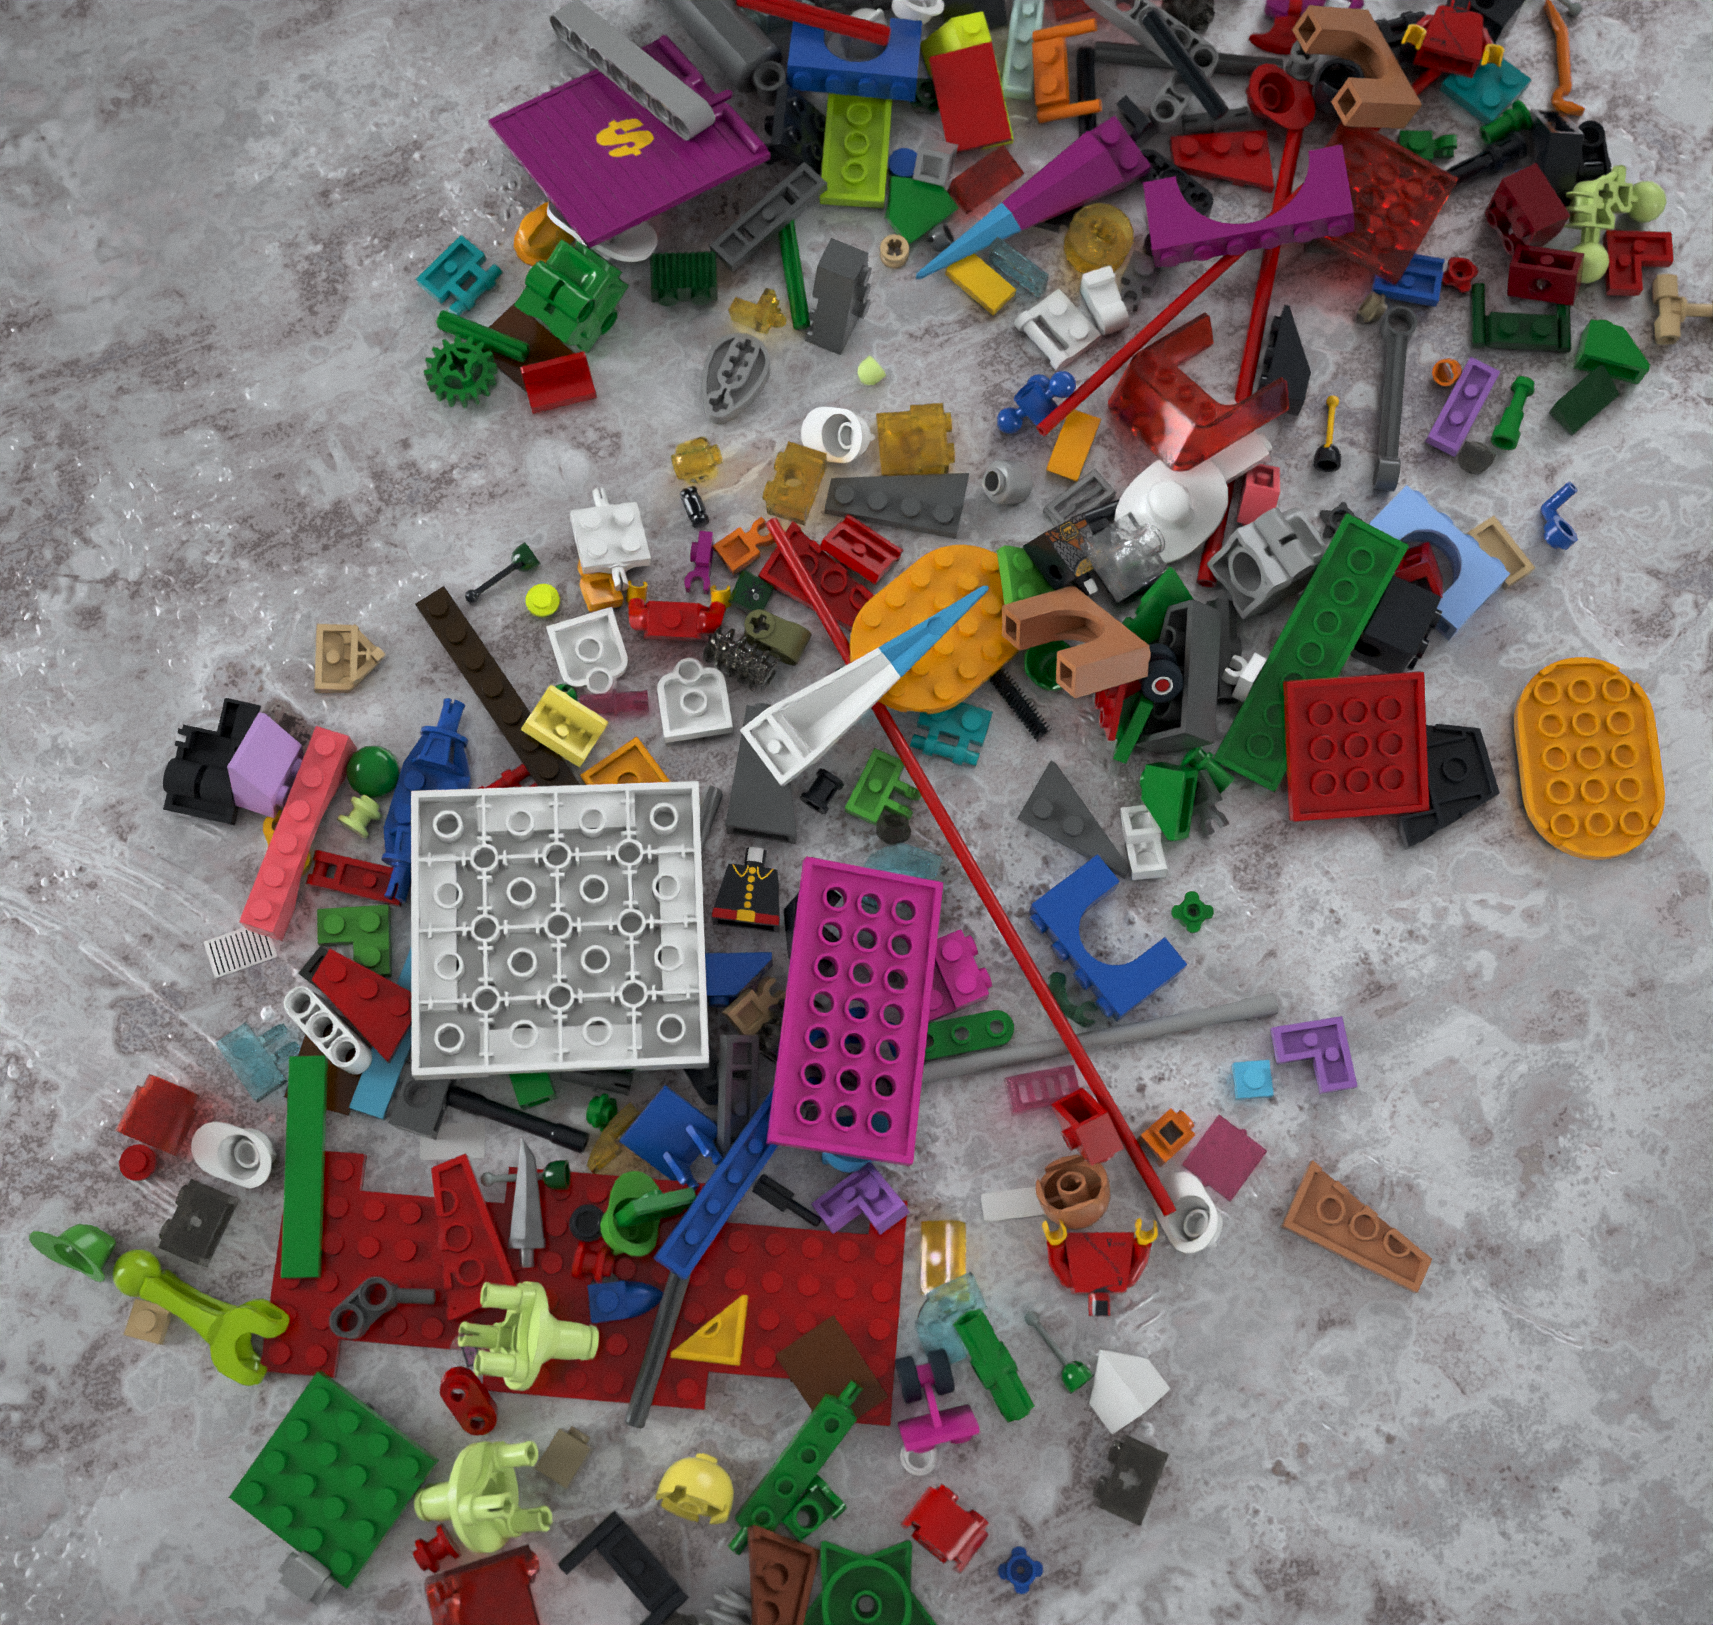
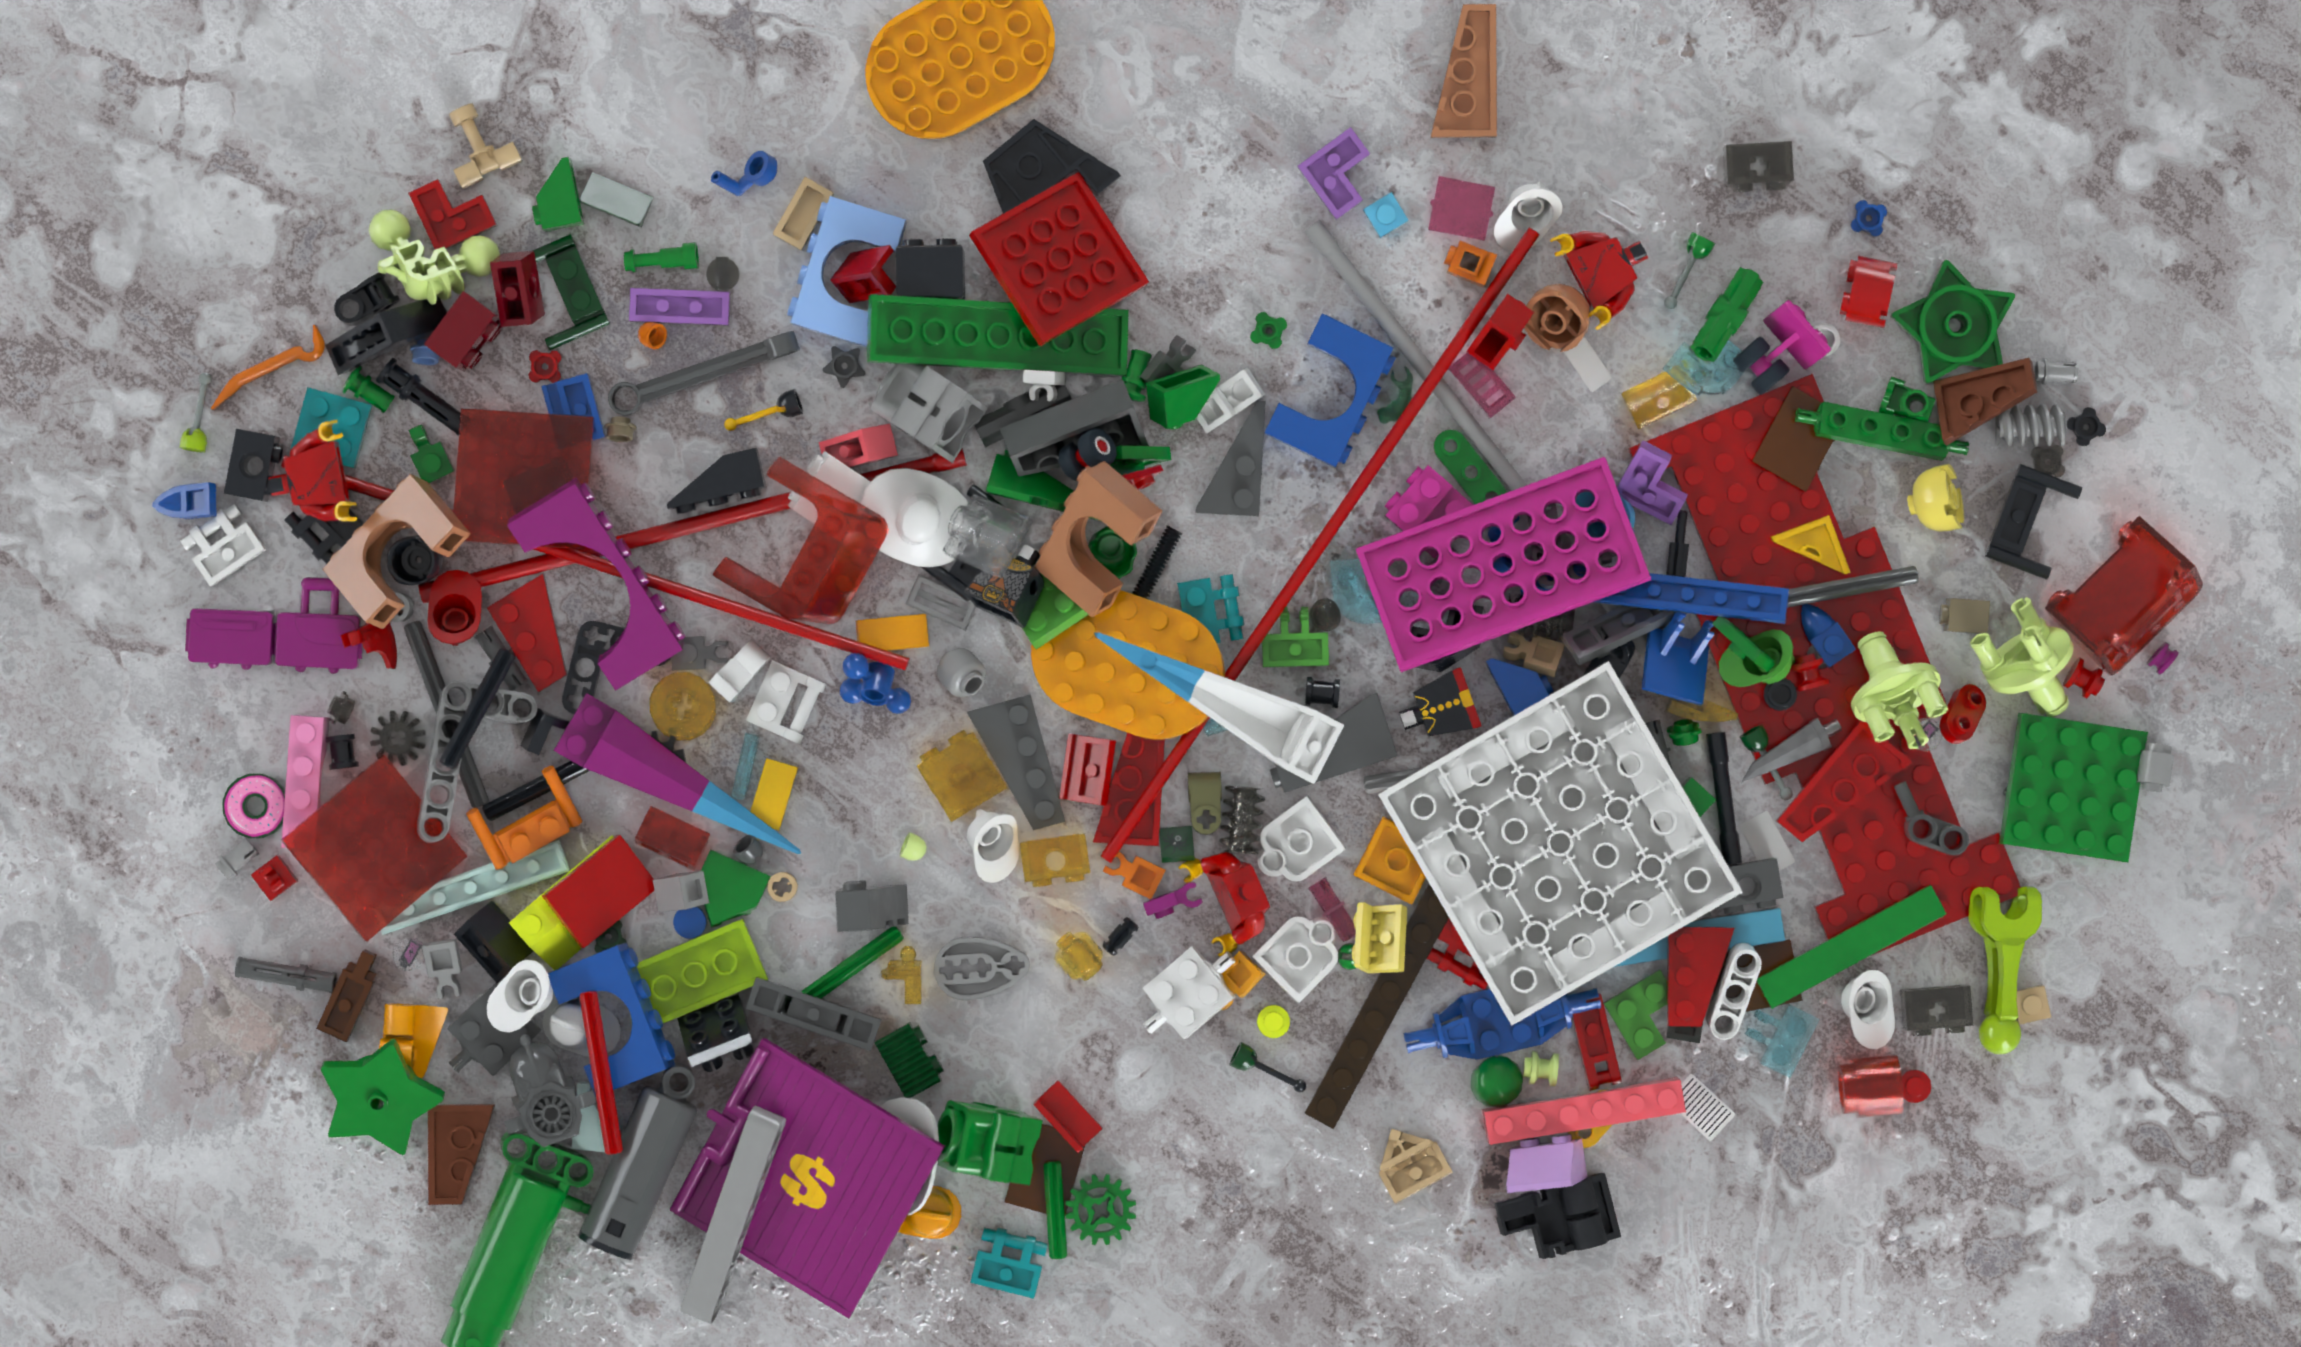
camera: 115 degrees left, 15 degrees up
(79, 1248) = (2003, 1090): bright green piece -> none
(1124, 1388) = (1689, 201): white slope -> none

